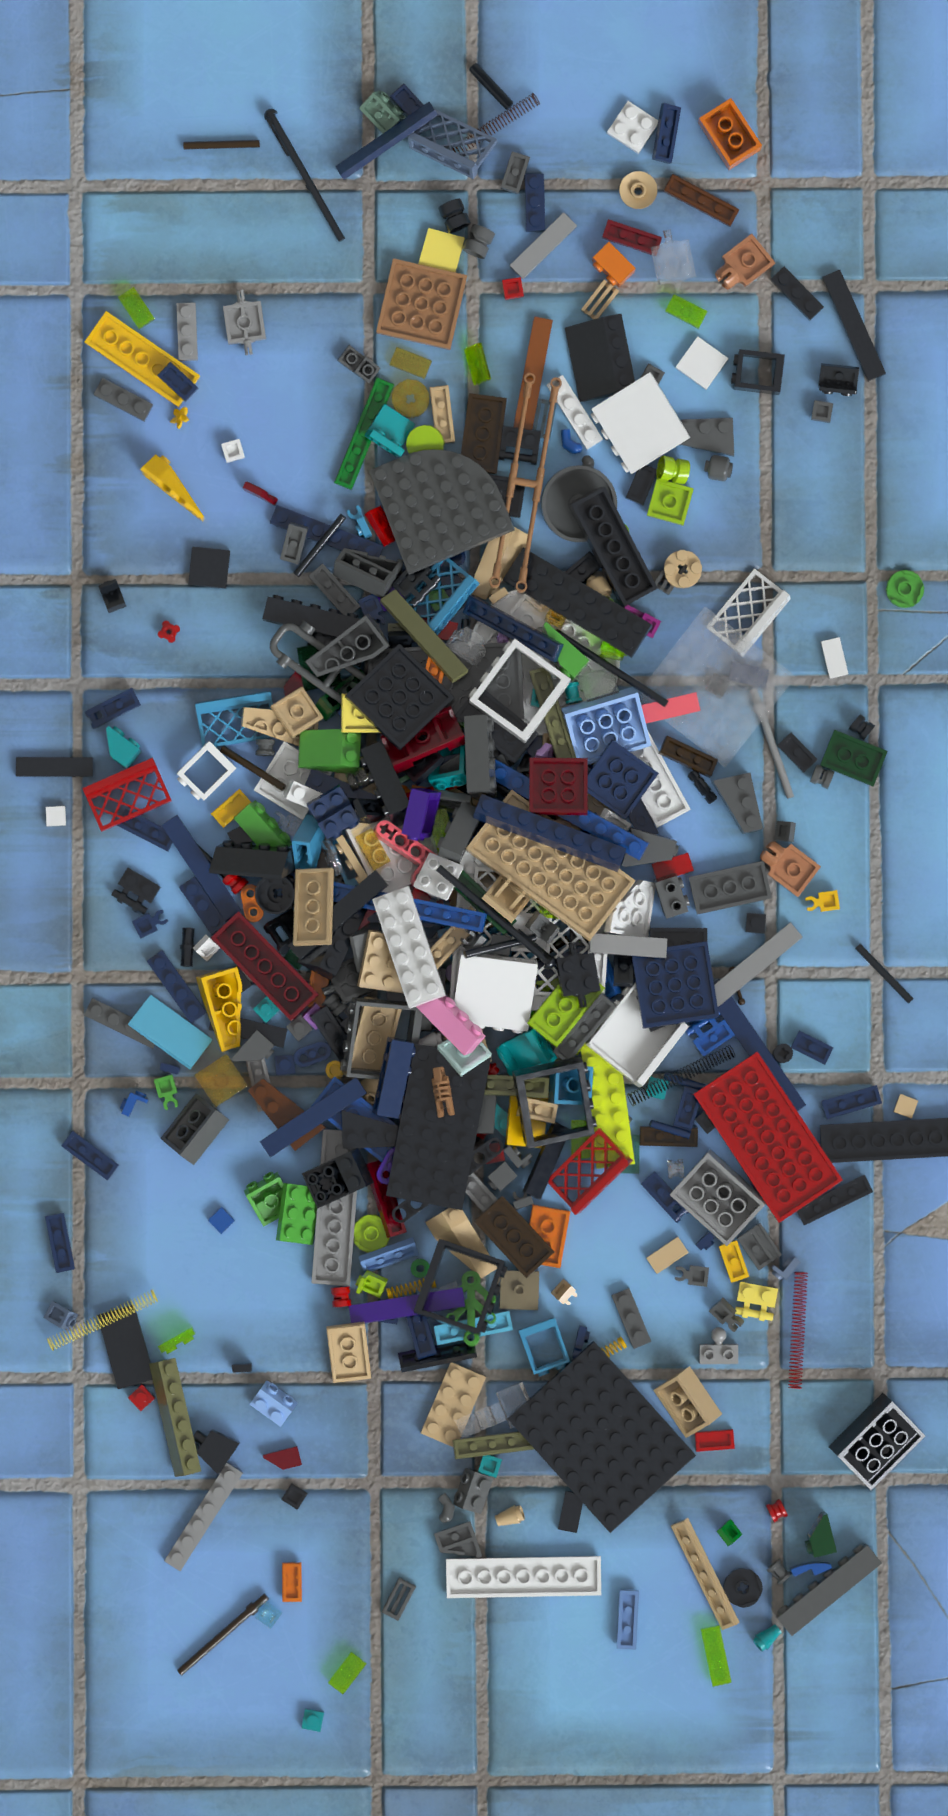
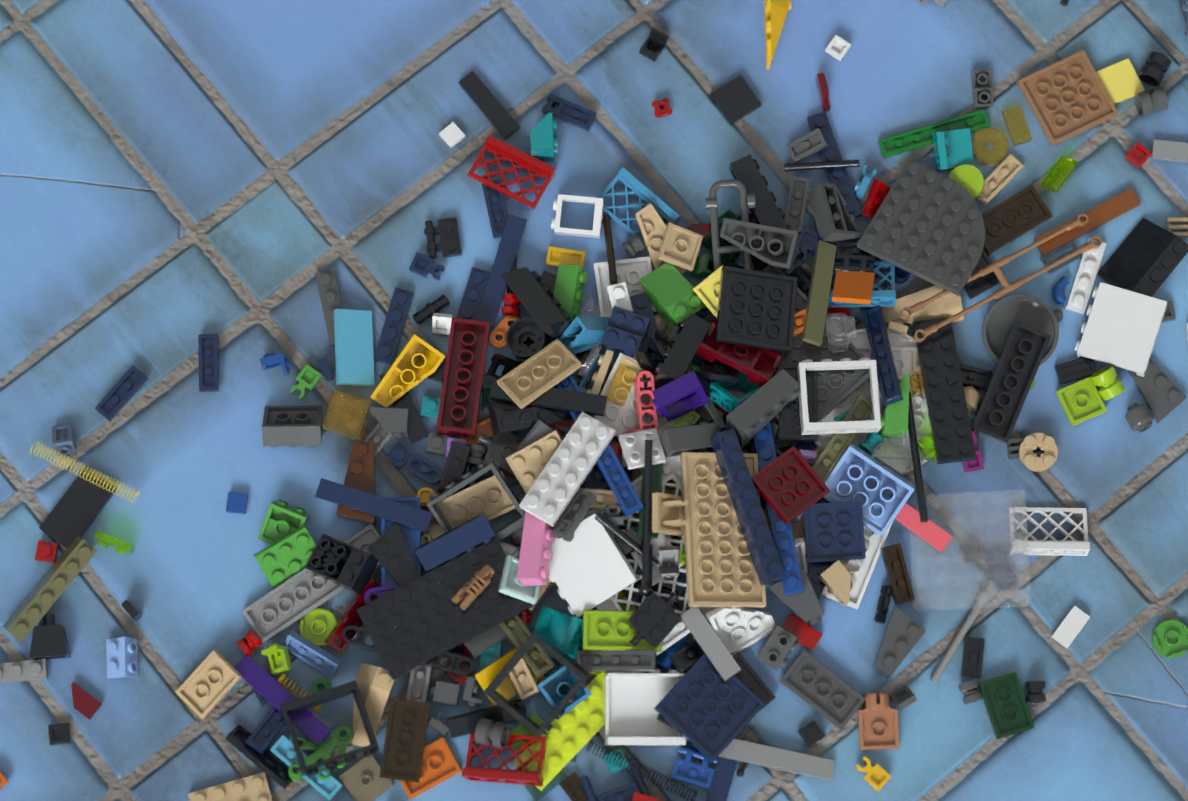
camera: 55 degrees right, 10 degrees down
(440, 605) = (853, 287): none -> orange tile
(449, 971) = (573, 515): none -> dark grey plate
(529, 440) = (1036, 257): black plate -> none
(563, 1166) = (493, 733): none -> dark grey wheel
(659, 808) = (838, 581): none -> tan slope

